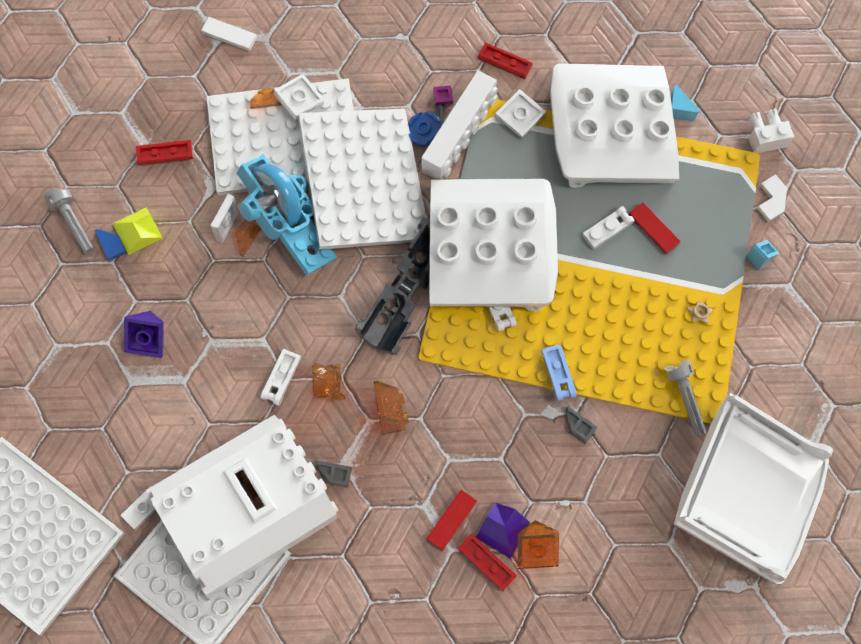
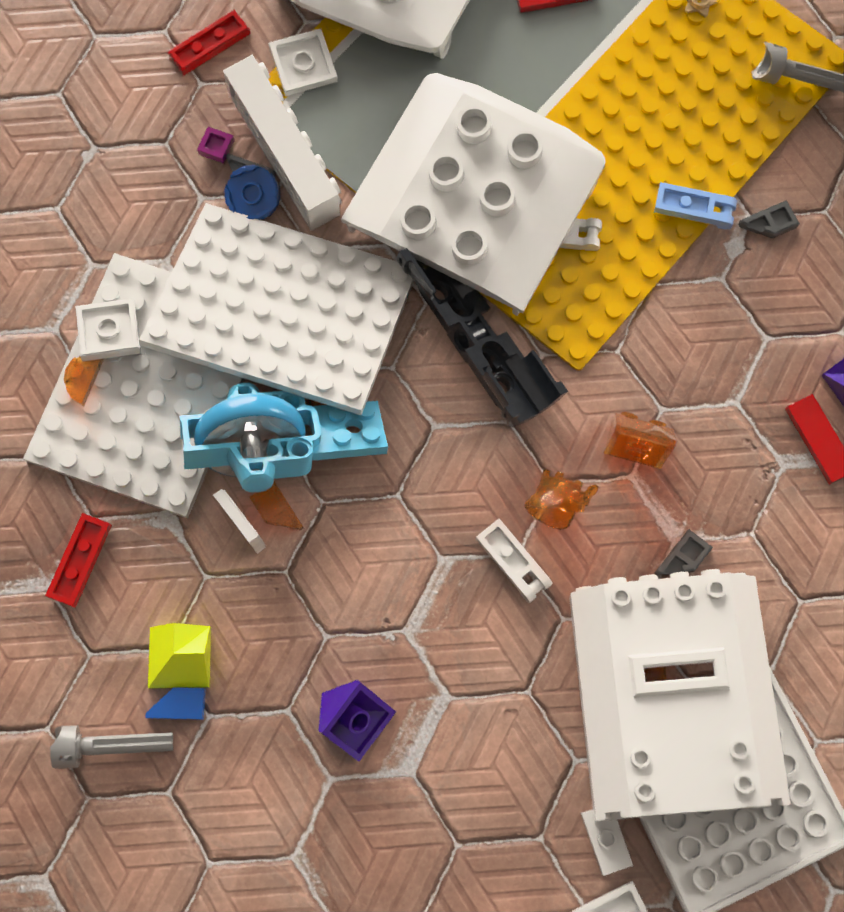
camera: 55 degrees left, 5 degrees up
(607, 228) = (526, 45): white plate -> none

